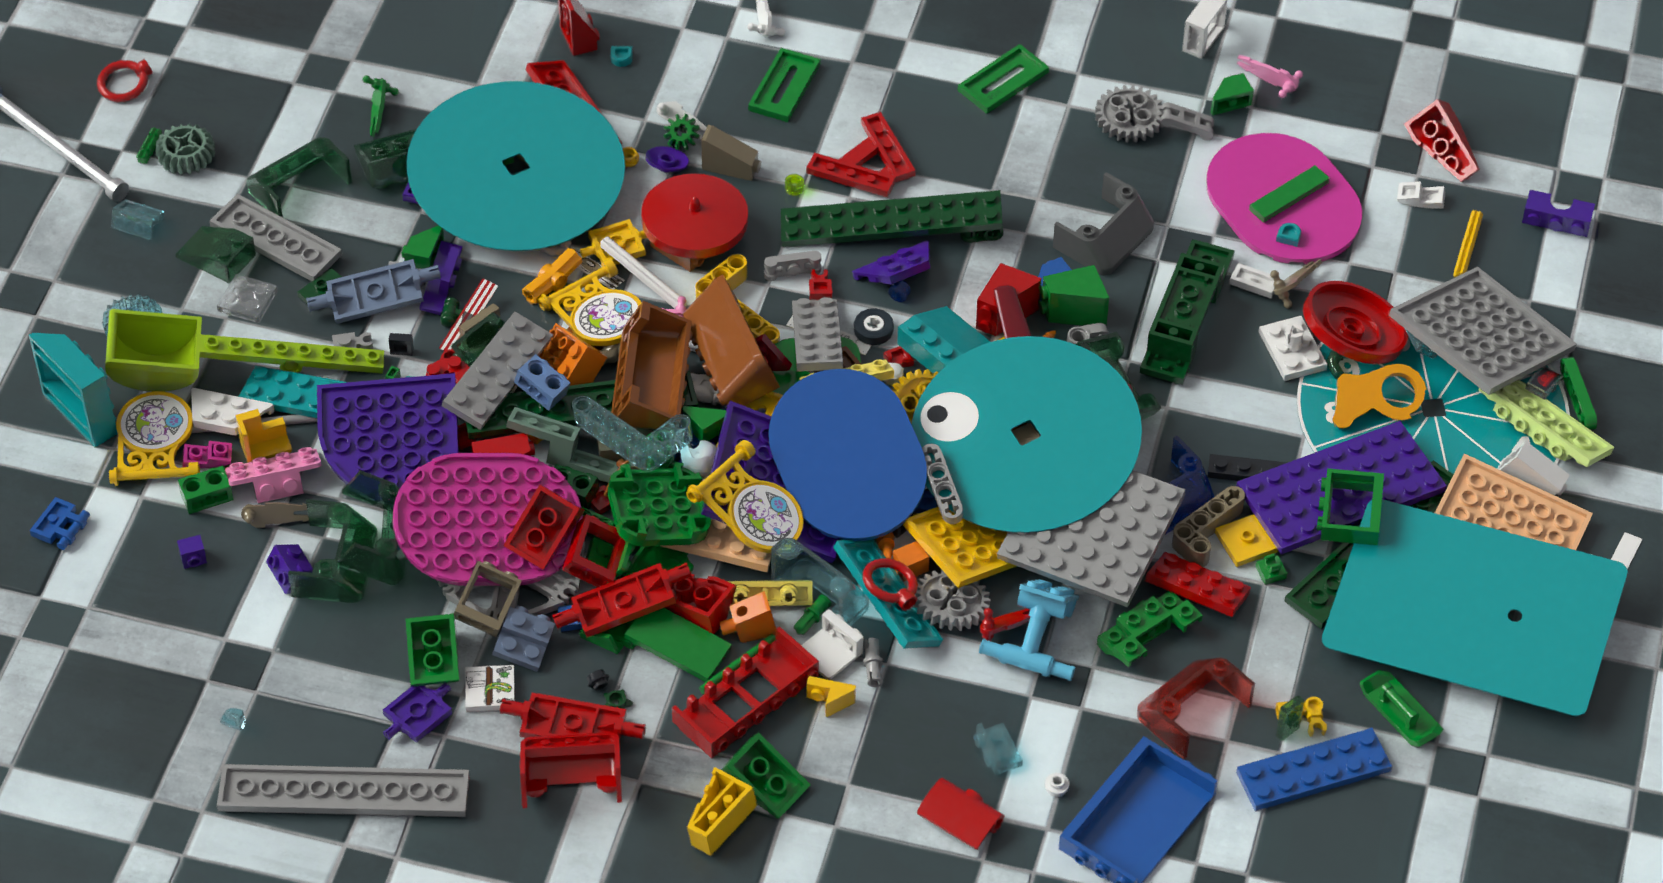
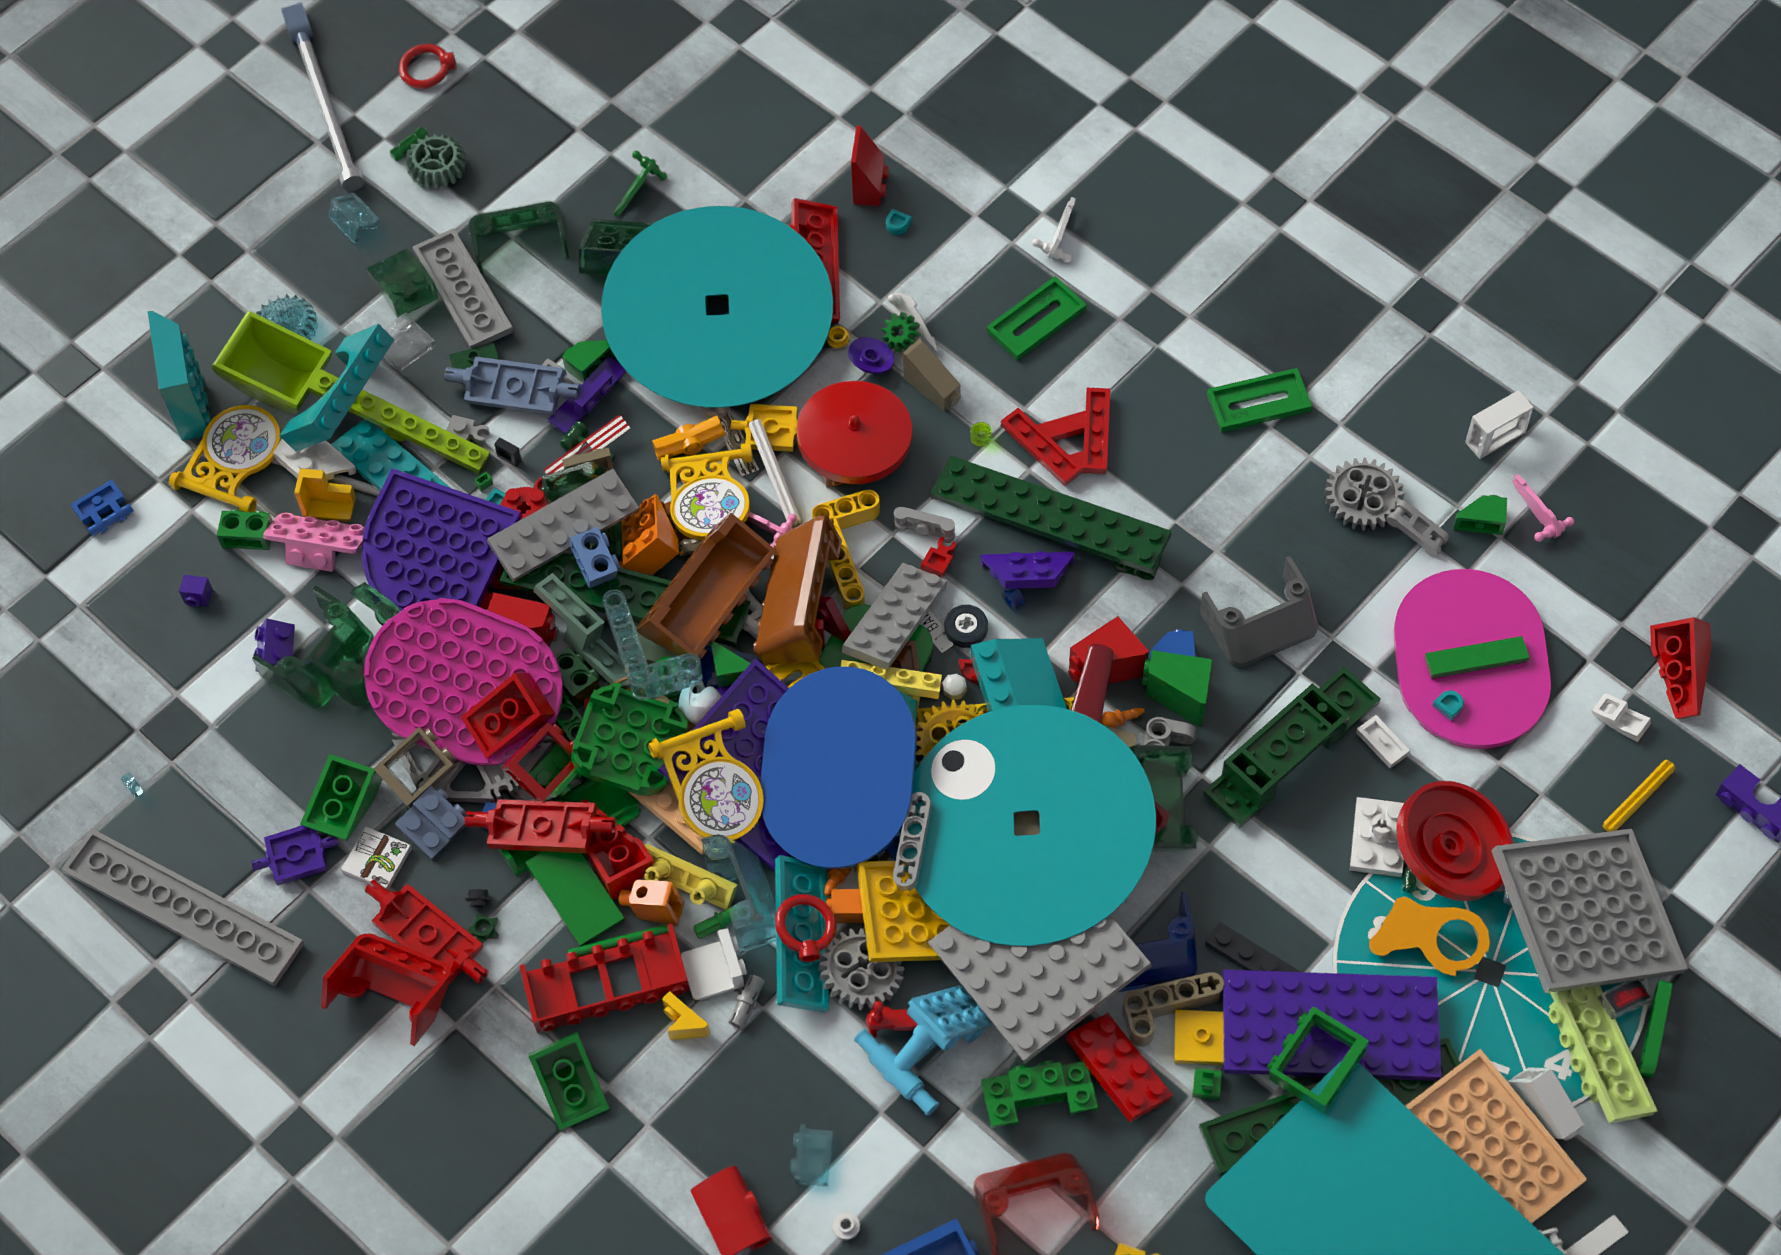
camera: 30 degrees right, 10 degrees up
(209, 456) = (270, 494): dark pink slope -> none
(233, 368) = (361, 355): none -> teal arch
(272, 513) = (287, 581): dark tan piece -> none
(720, 811) = (500, 1100): yellow wedge -> none
(1282, 286) = (1418, 761): dark tan piece -> none

